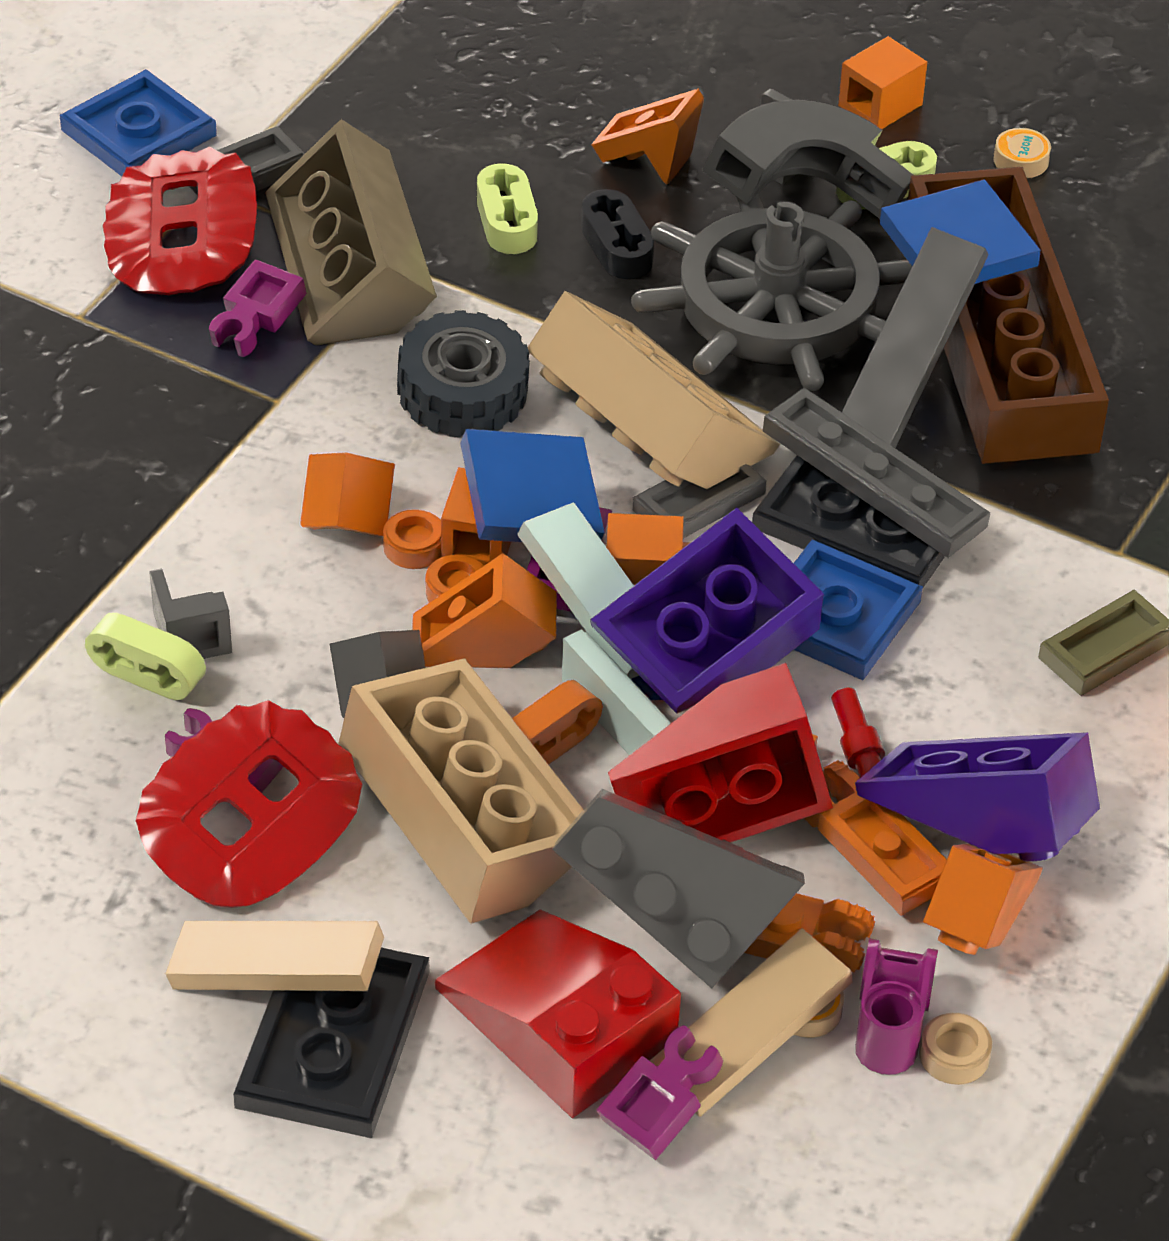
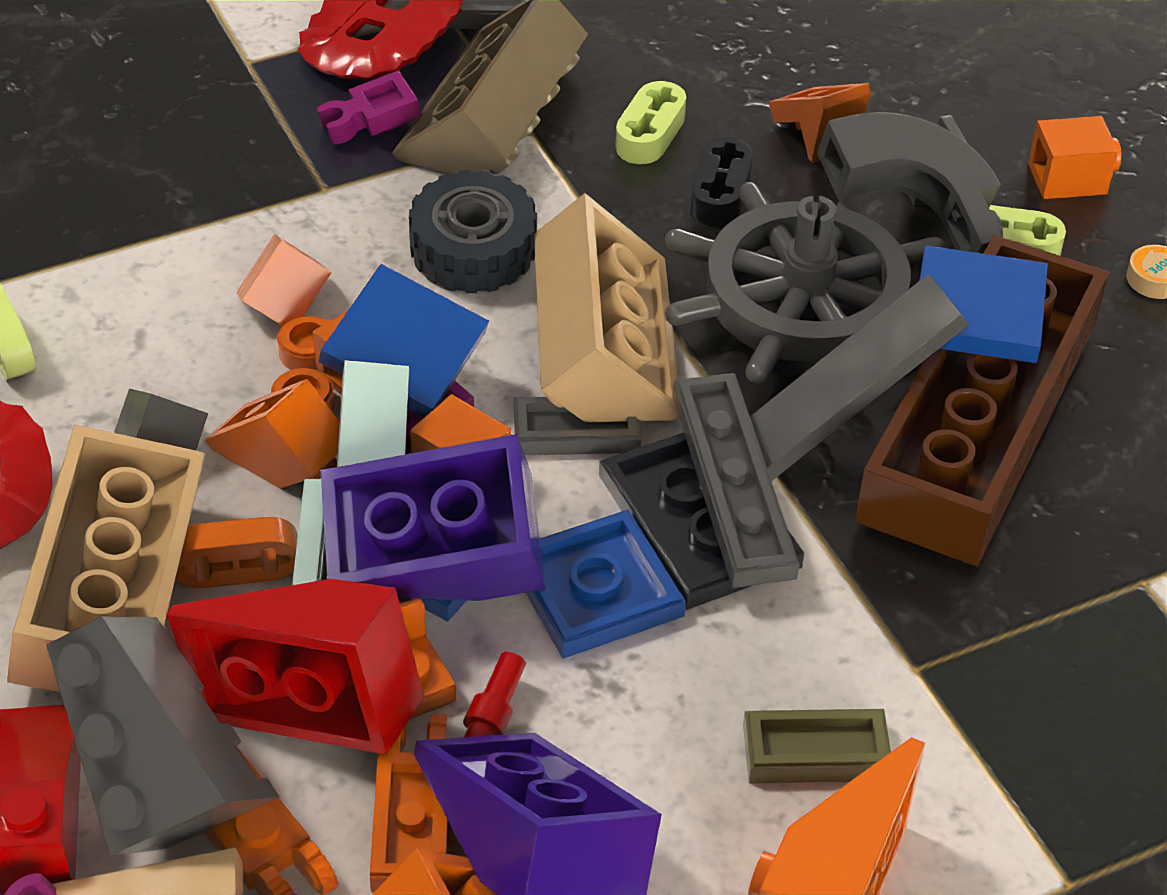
camera: 35 degrees right, 0 degrees up
(195, 618) = (63, 324): dark grey panel -> none

